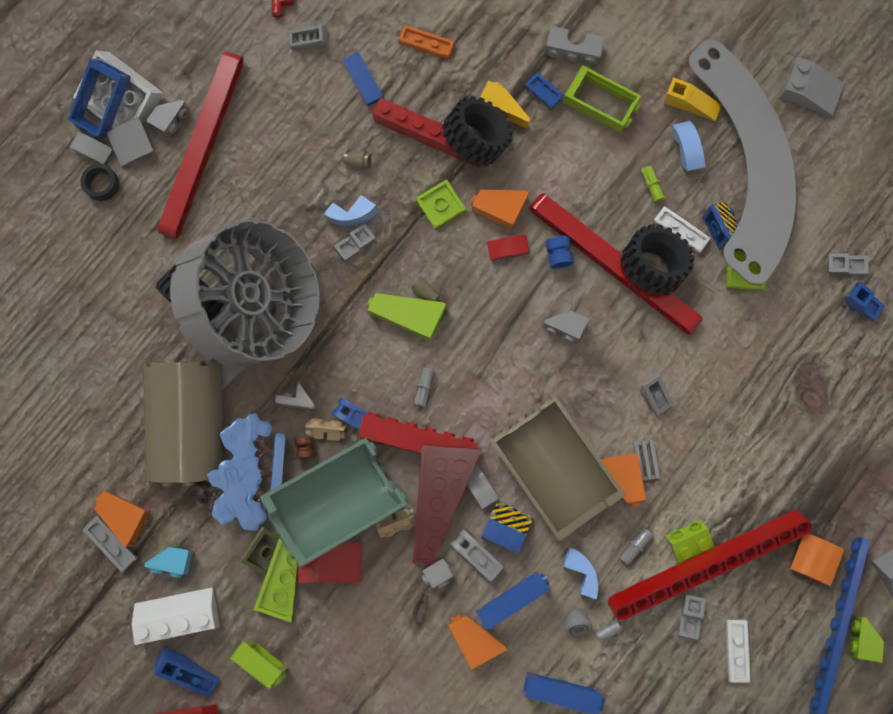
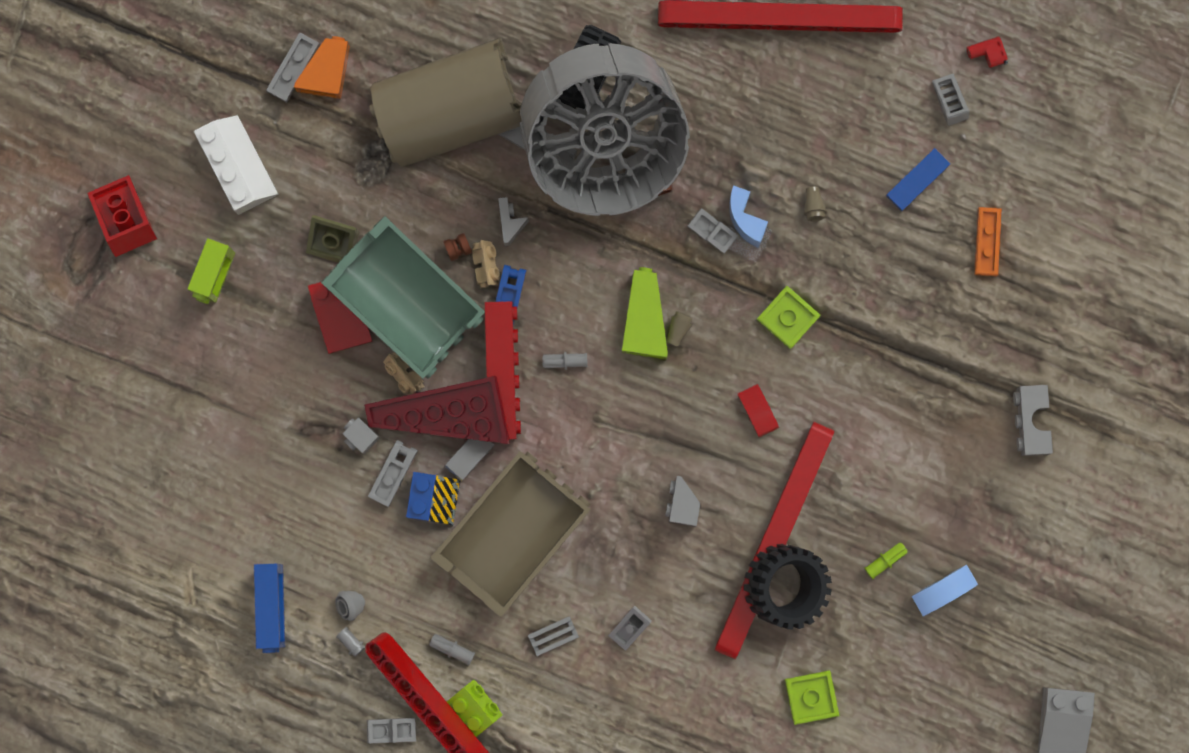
camera: 70 degrees right, 5 degrees up
(172, 560) = (294, 142): medium azure slope -> none
(184, 672) = (180, 193): blue slope -> none
(242, 476) = (406, 187): medium blue plant -> none
(279, 585) = (298, 266): lime wing -> none
(412, 125) = (871, 275): red brick -> none
(474, 641) = (299, 496): orange slope -> none
(484, 119) = (903, 342): black tyre -> none
(500, 205) = (805, 387): orange slope -> none
(501, 98) = (935, 349): yellow slope -> none
(513, 600) = (353, 525): blue window -> none
(544, 91) = (965, 400): blue plate -> none
(559, 252) = (768, 471): blue wheel -> none
(578, 562) = (415, 588): light blue brick -> none
(609, 86) = (982, 436): lime window -> none
(628, 475) = (525, 616): orange slope -> none
(691, 99) = (1004, 581): yellow slope -> none
(694, 236) = (839, 609): white tile -> none
(720, 223) = (857, 656): blue slope -> none
(770, 168) = (955, 689): light grey piece -> none

